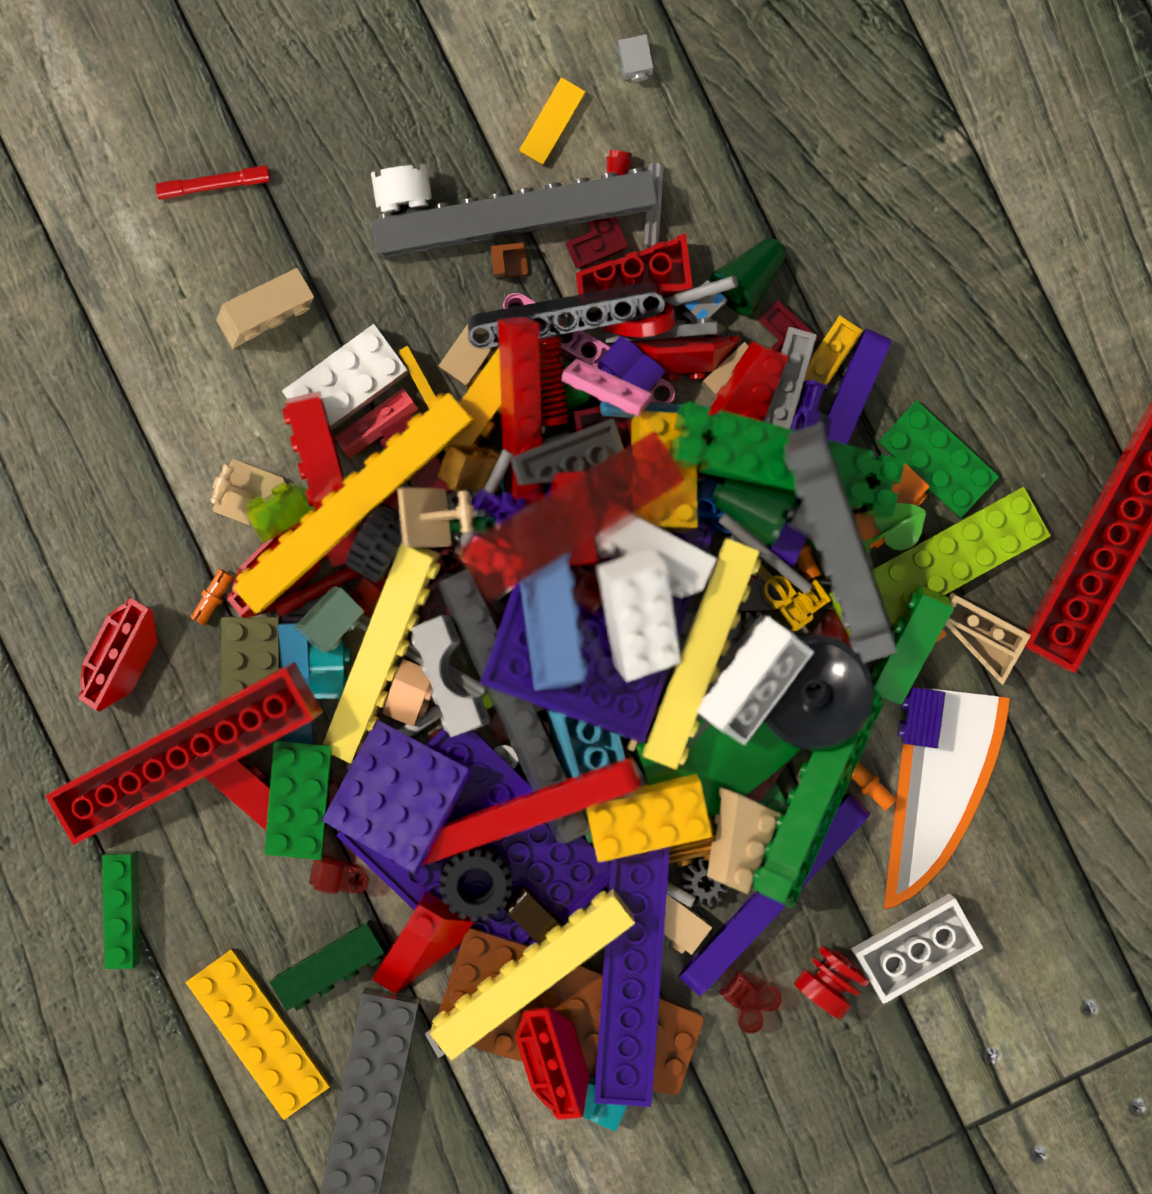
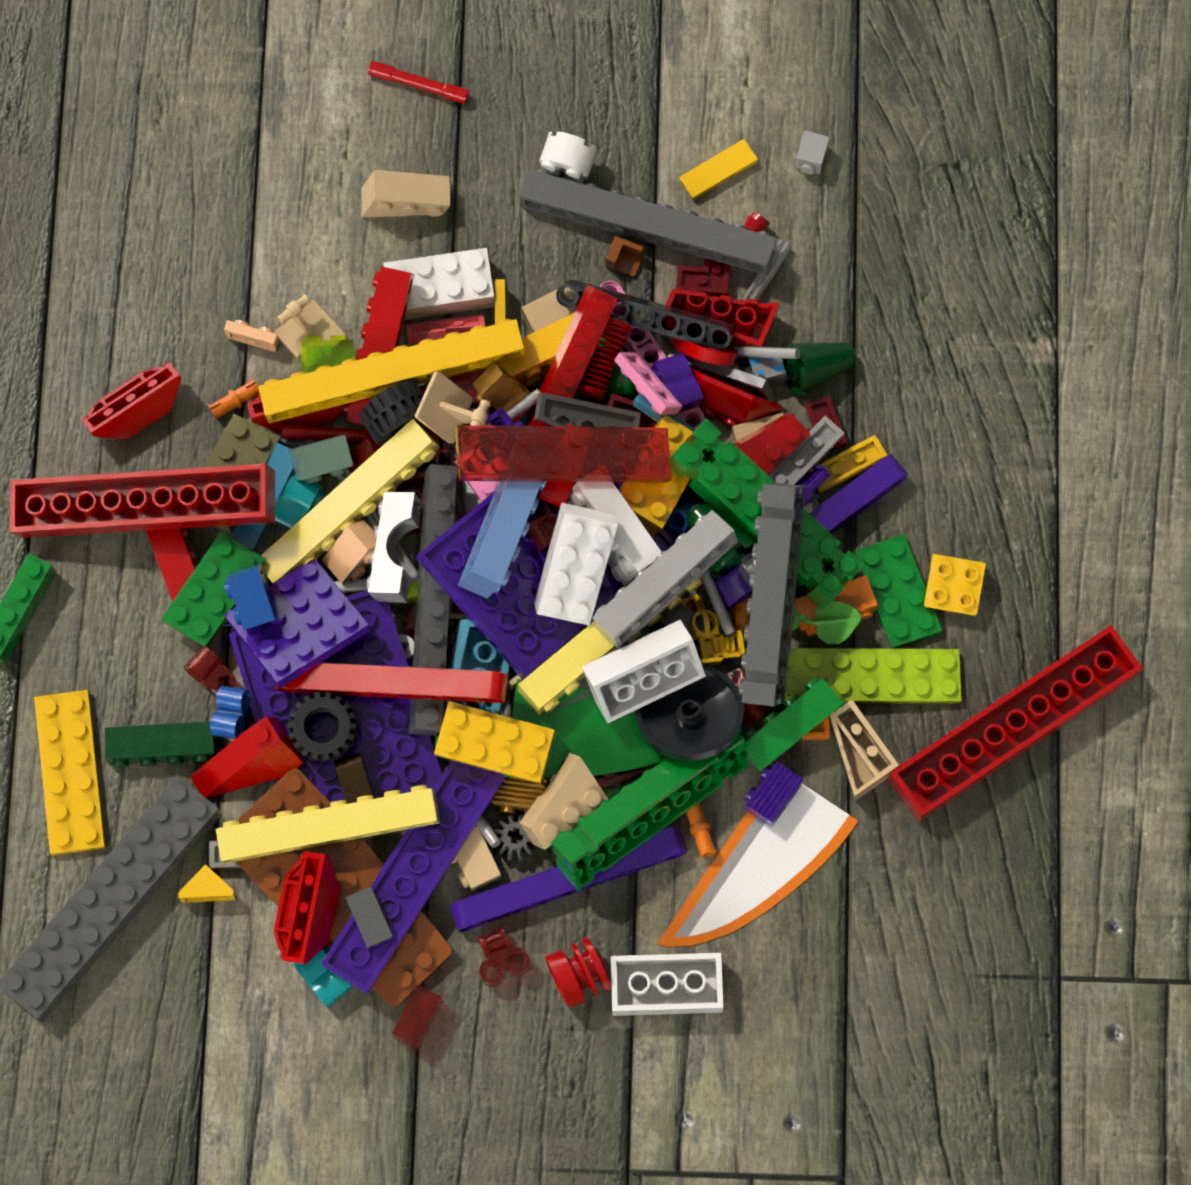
camera: 30 degrees right, 15 degrees down
(181, 527) = (243, 333): none -> light nougat plate
(338, 798) = (251, 596): none -> blue brick
(382, 910) = (232, 712): none -> blue piece
(446, 1076) = (206, 887): none -> yellow slope
(616, 1039) = (369, 917): none -> dark grey tile
(704, 1095) = (417, 1017): none -> clear red brick
(731, 583) = (664, 579): none -> light grey brick
(991, 426) = (954, 584): none -> yellow bracket

